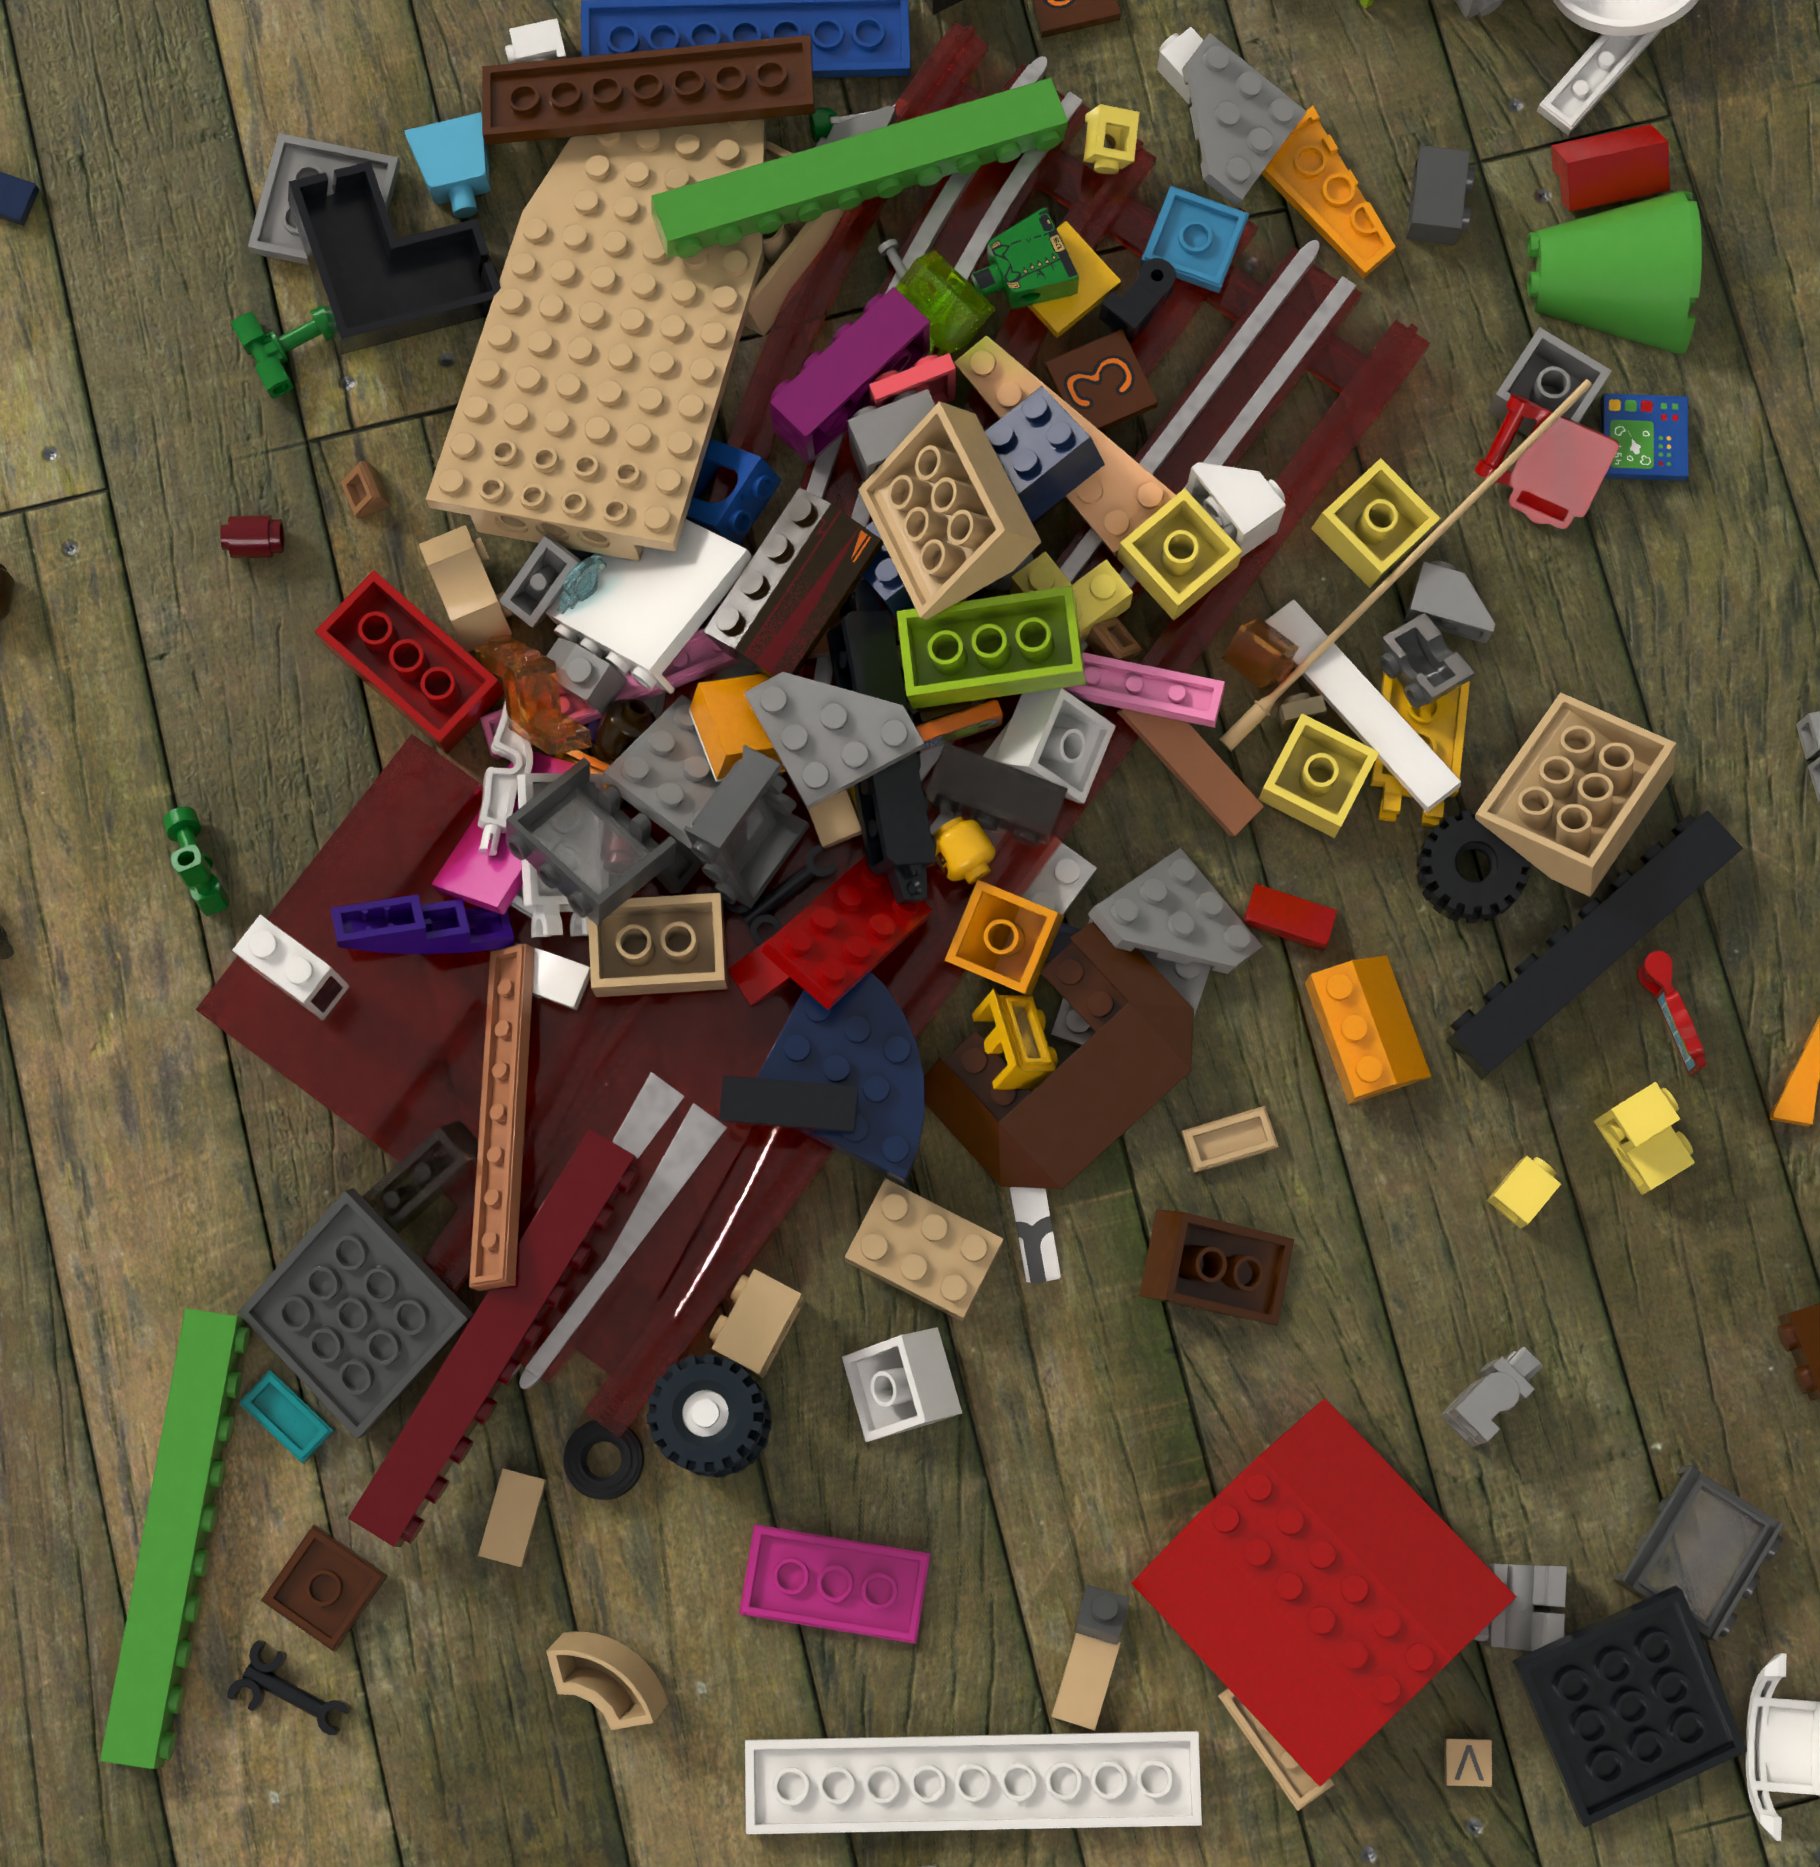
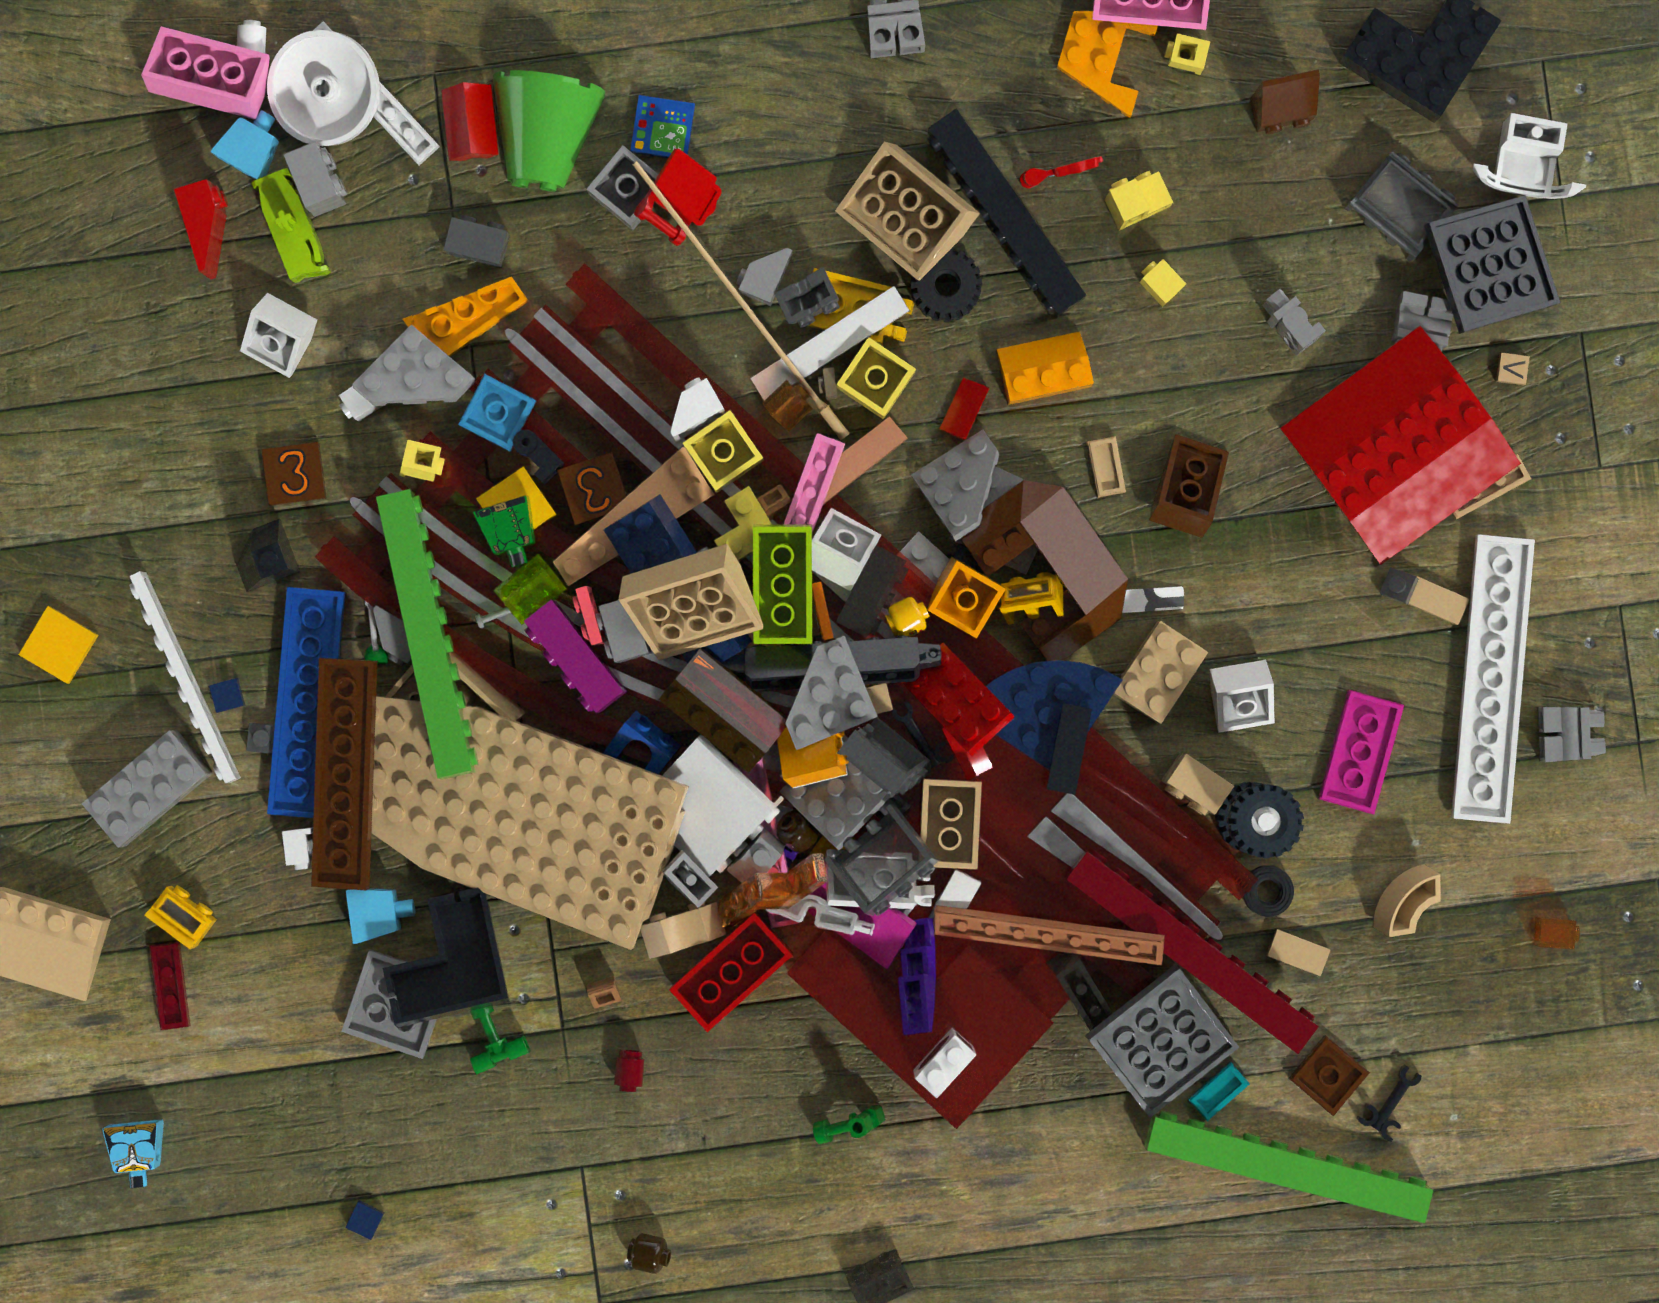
camera: 80 degrees left, 10 degrees up
(581, 582) = (695, 851): clear light blue piece -> none
(1375, 523) = (707, 317): light yellow brick -> none

